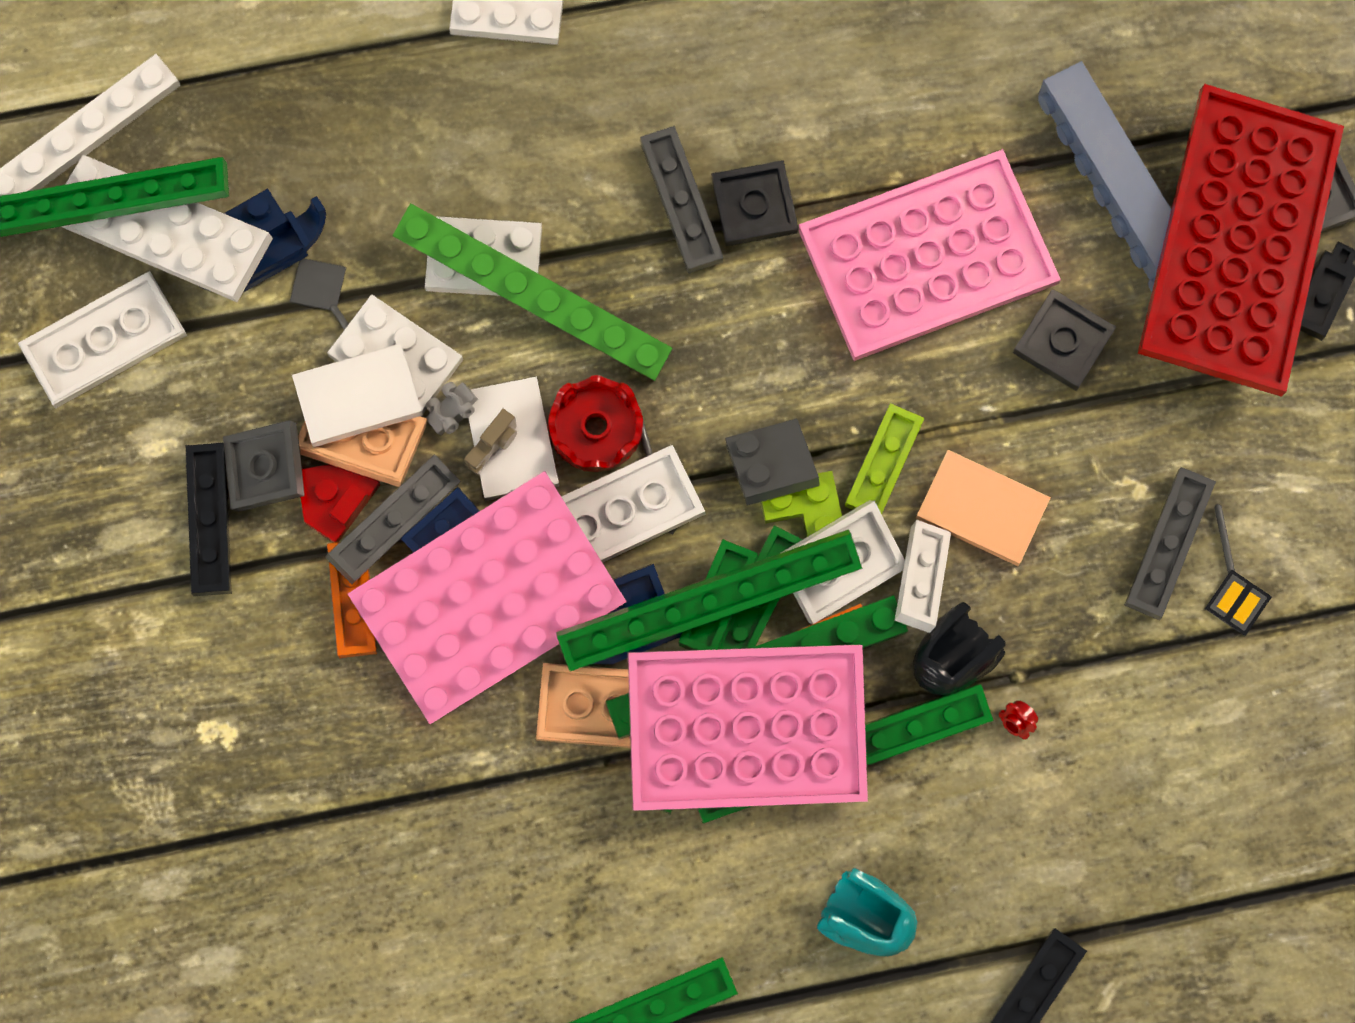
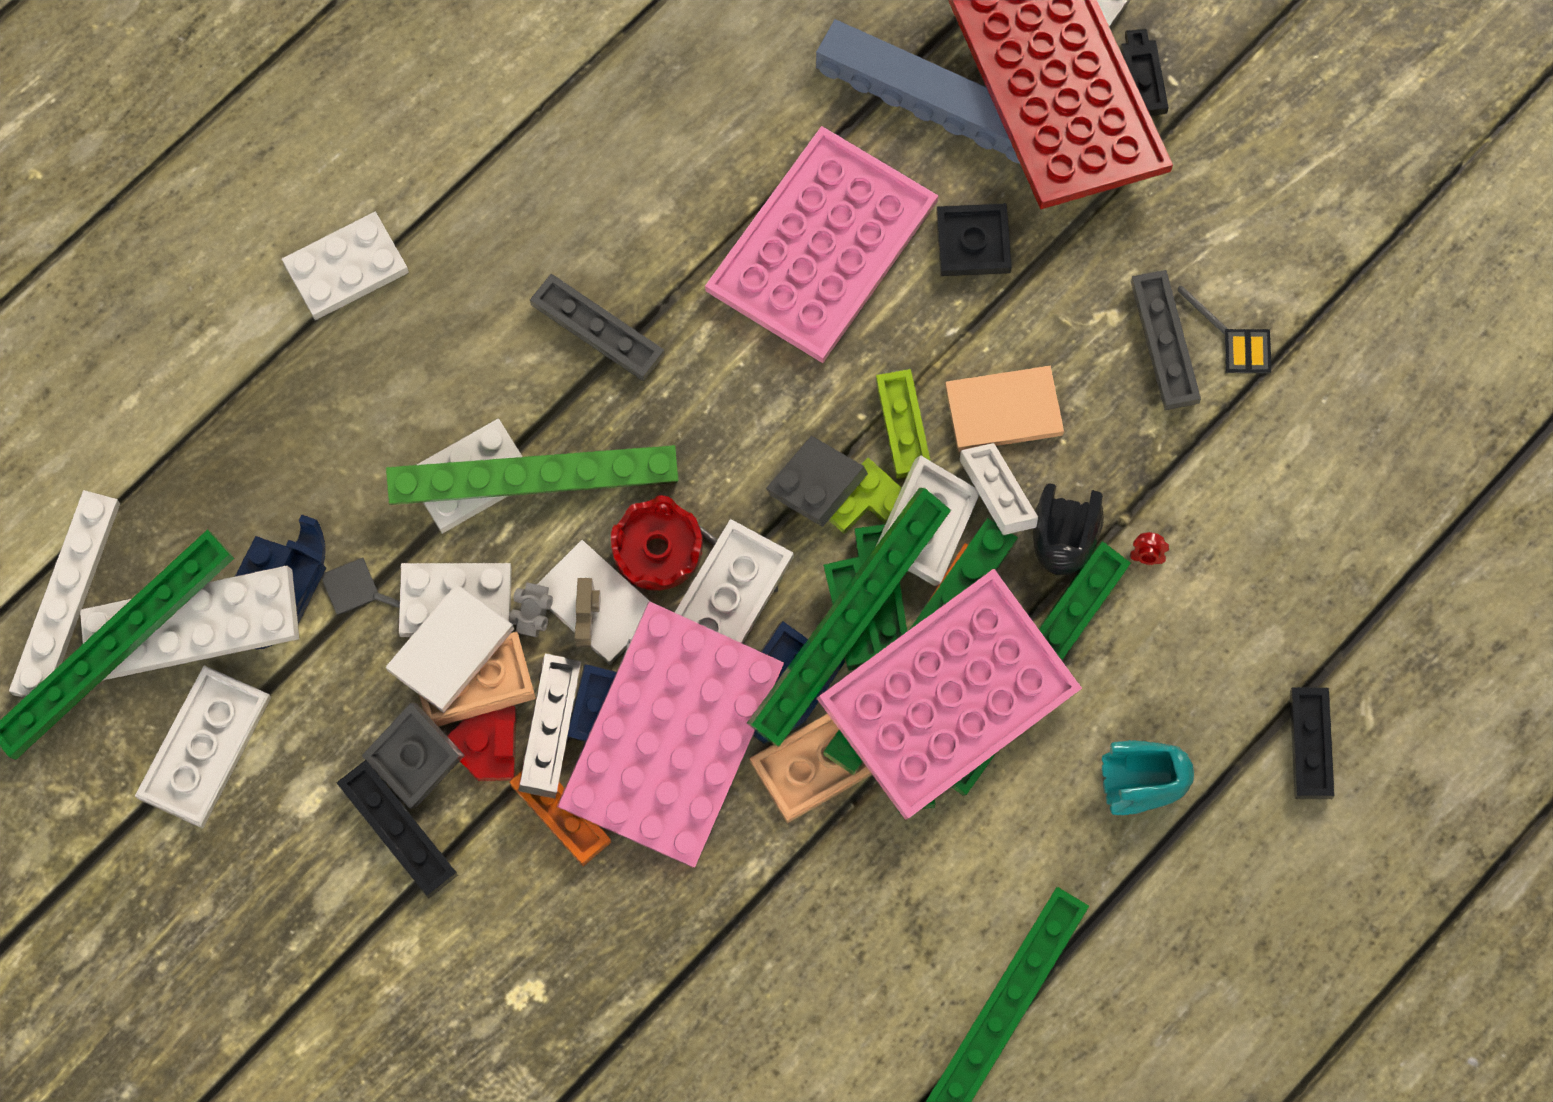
camera: 30 degrees left, 5 degrees down
(754, 203) = (657, 292): black plate -> none

